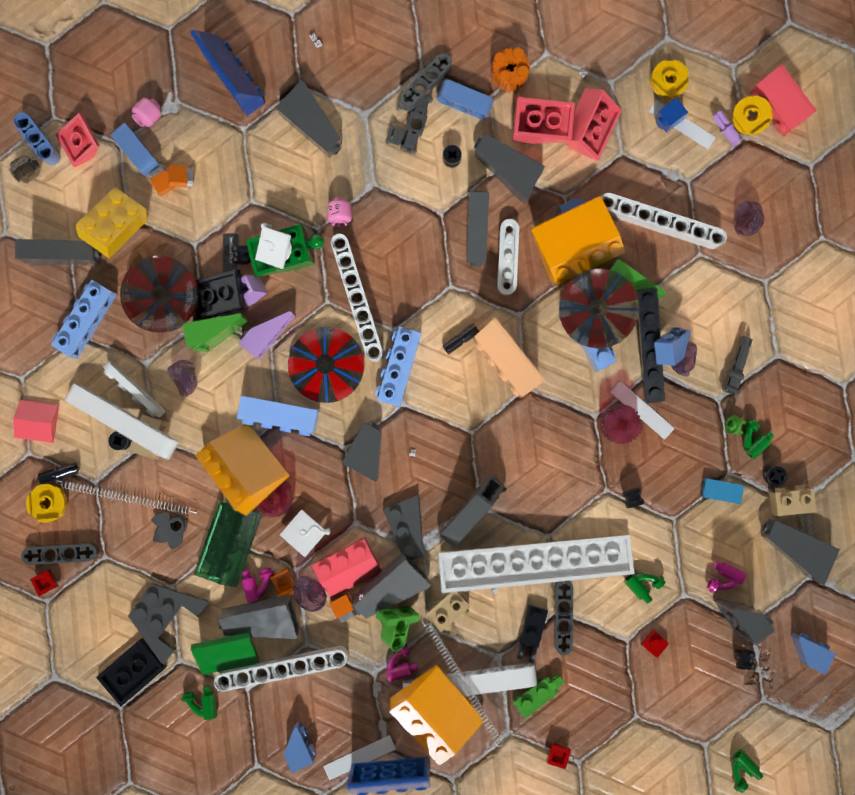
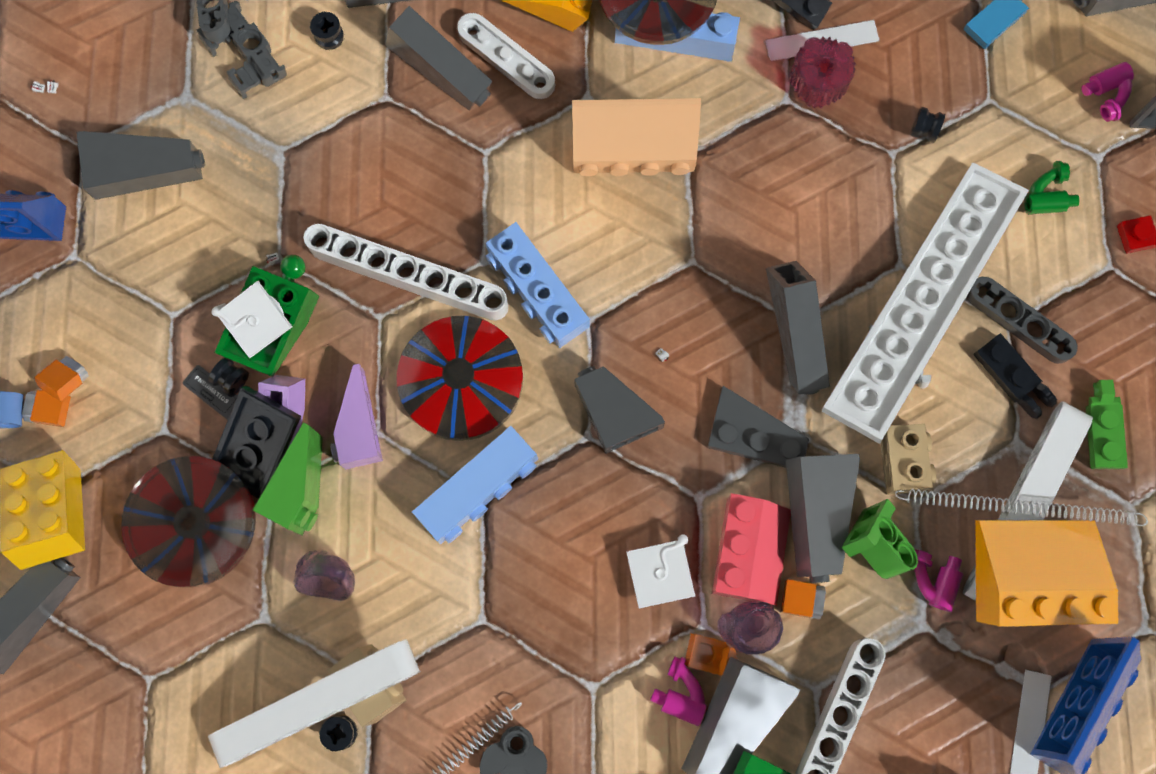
camera: 50 degrees left, 10 degrees down
(83, 319) = (134, 654): light blue brick -> none
(138, 393) = (270, 662): white plate -> none
(227, 545) = (597, 691): clear green slope -> none
(242, 467) = (510, 582): light orange slope -> none
(282, 504) = (577, 558): clear pink brick -> none
(339, 212) = (280, 212): bright pink head -> none
(463, 337) = (562, 191): black piece -> none

